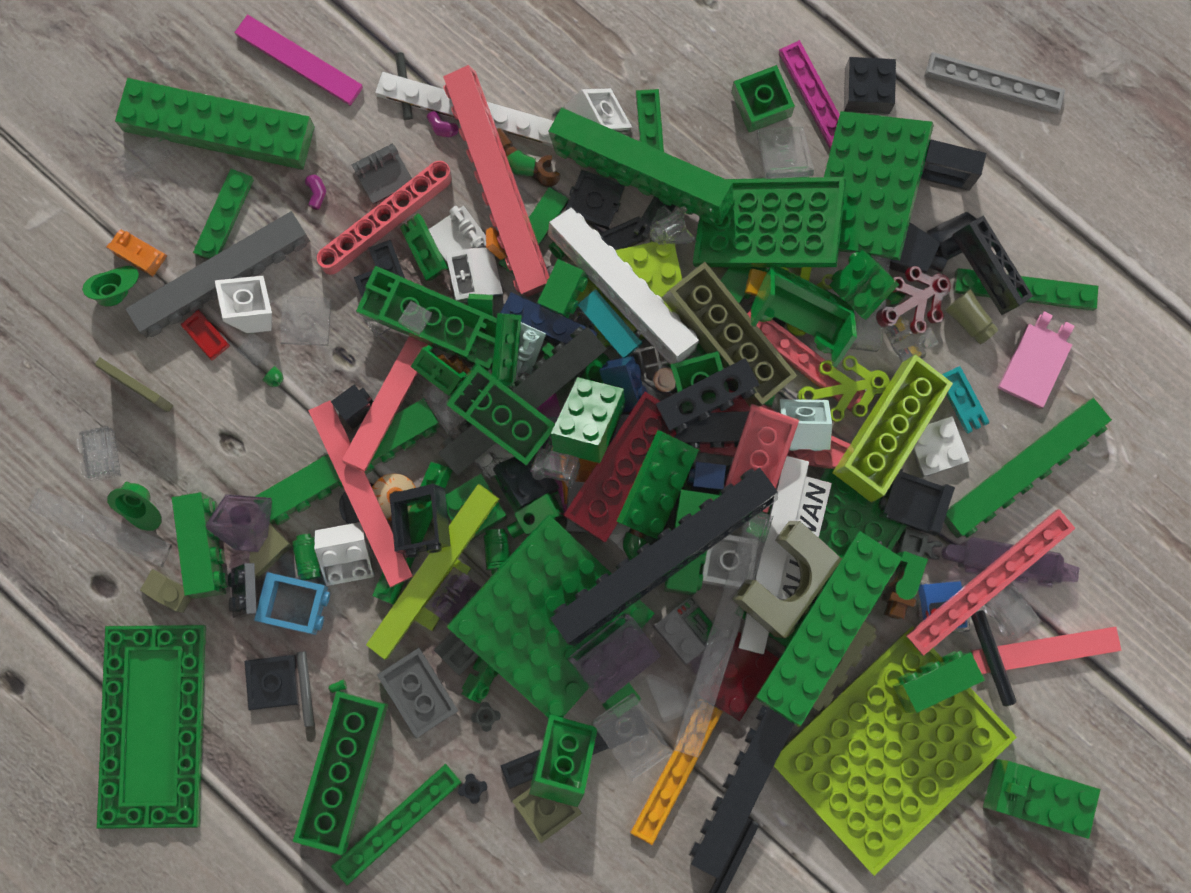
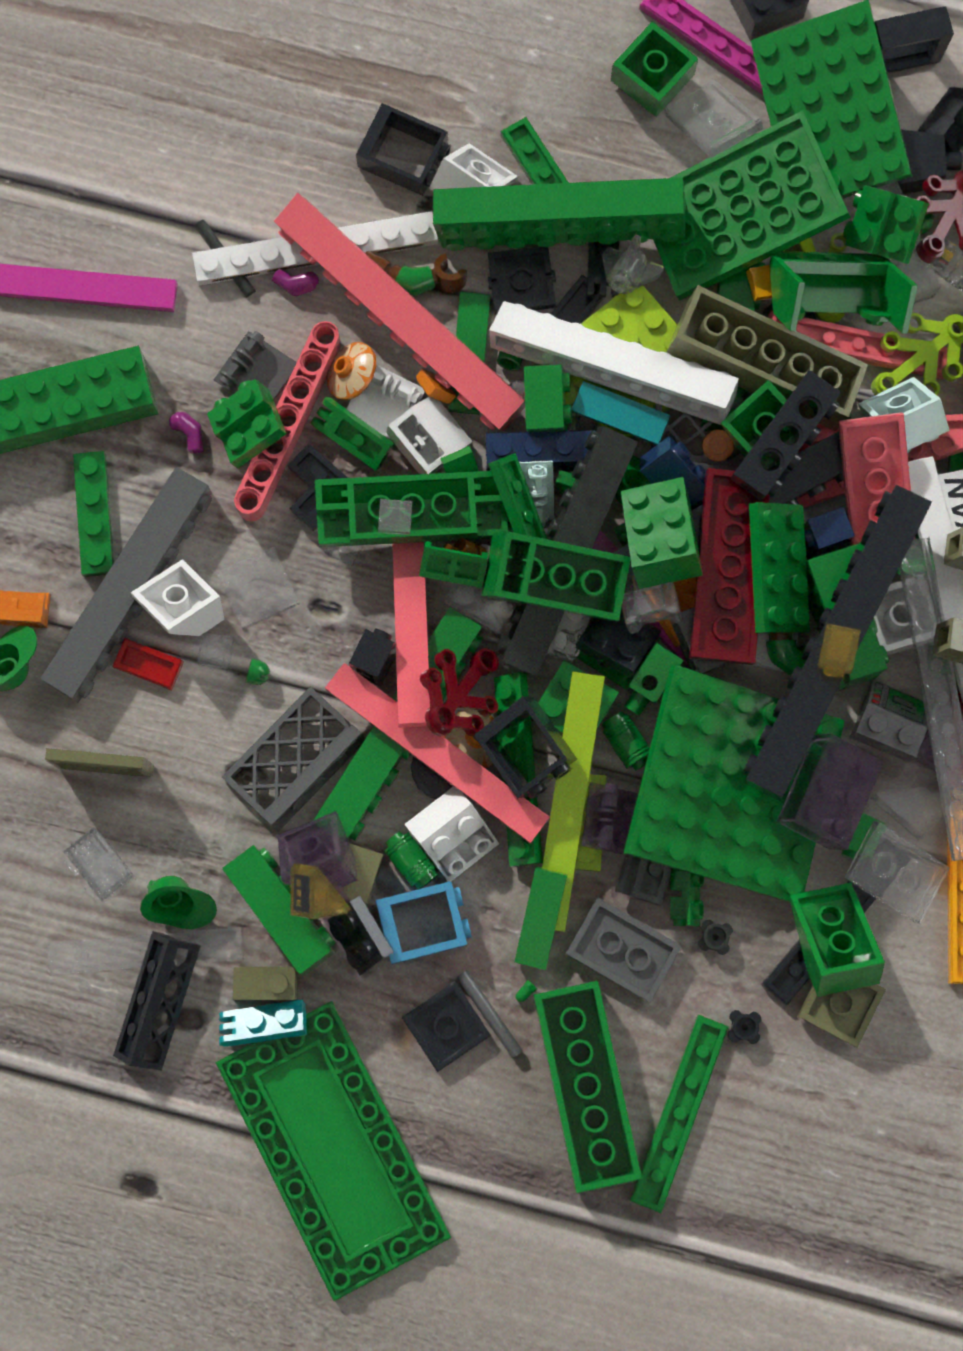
camera: 25 degrees left, 0 degrees up
(78, 562) = (149, 1001): none -> black fence
(150, 616) = (263, 1023): none -> hinge
(219, 547) = (313, 894): none -> clear yellow slope
(267, 467) = (313, 777): none -> dark grey fence
(354, 204) = (246, 422): none -> green plate
(372, 642) = (540, 918): none -> green tile
(394, 460) = (441, 717): none -> dark red plant
(445, 204) = (351, 371): none -> dish
(549, 52) = (390, 117): none -> black window
(656, 562) = (838, 650): none -> clear yellow brick

